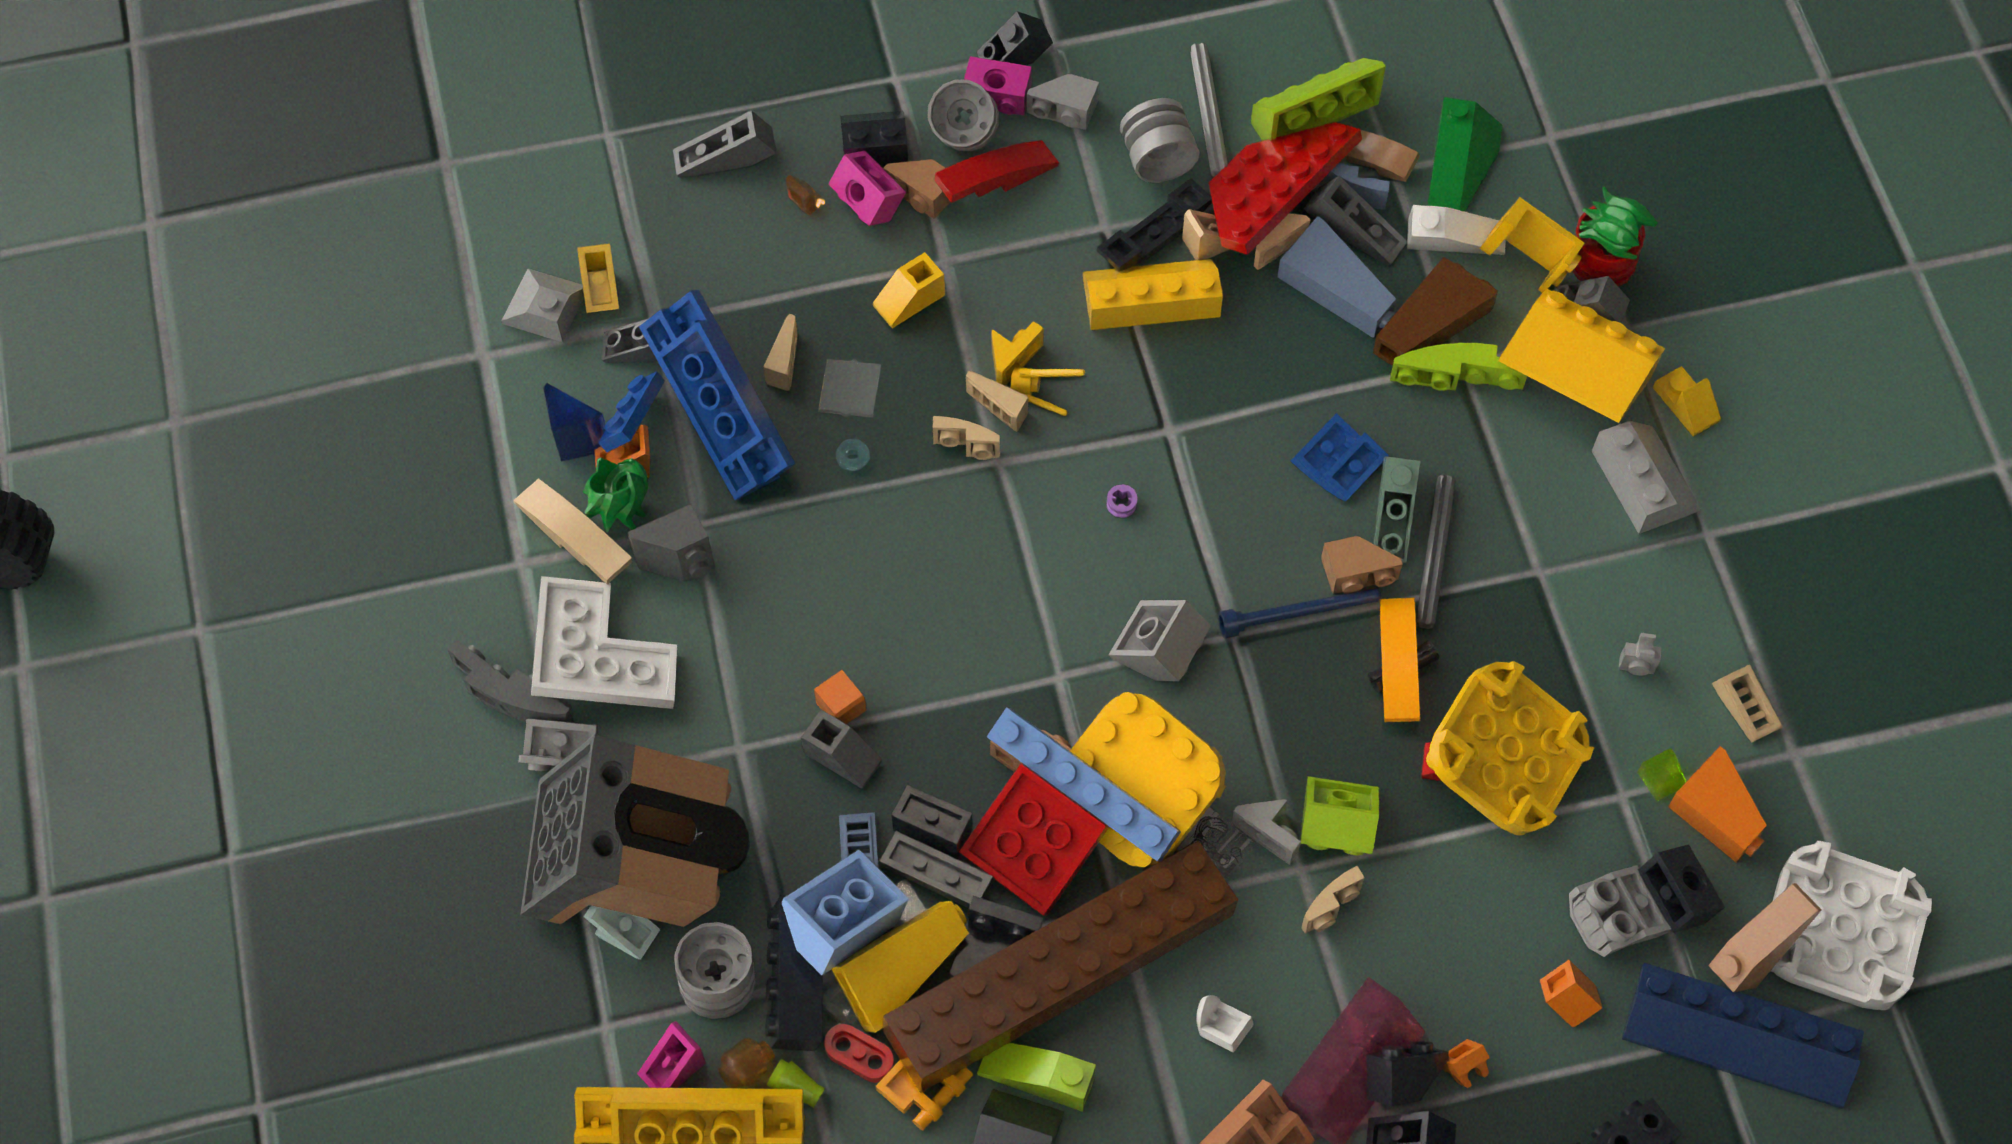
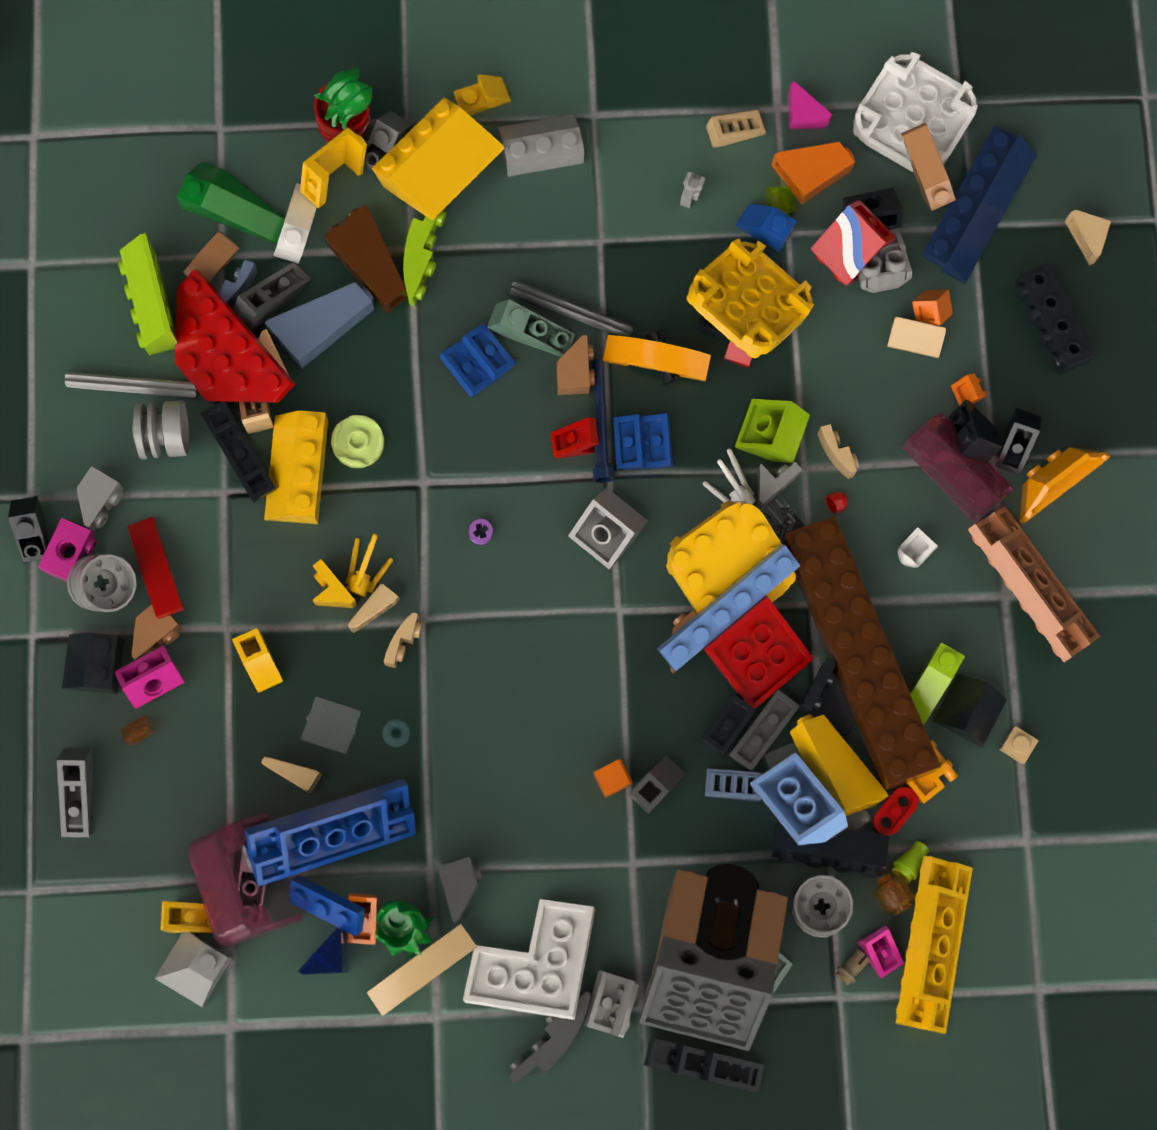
camera: 85 degrees left, 15 degrees up
(498, 870) = (704, 1065): none -> black slope
(598, 320) = (219, 891): none -> clear pink windscreen
(641, 1029) = (852, 967): none -> dark tan pin
(1202, 350) = (357, 441): none -> yellowish green tile
(1240, 789) = (742, 492): none -> white plant
(1264, 914) = (836, 502): none -> red hinge
(1265, 583) = (575, 439): none -> red slope
(1284, 664) = (643, 442): none -> blue slope
(1522, 981) = (916, 337): none -> tan slope
(1620, 764) = (767, 225): none -> blue slope
(1628, 857) = (852, 242): none -> panel
(1797, 779) = (805, 110): none -> dark pink slope

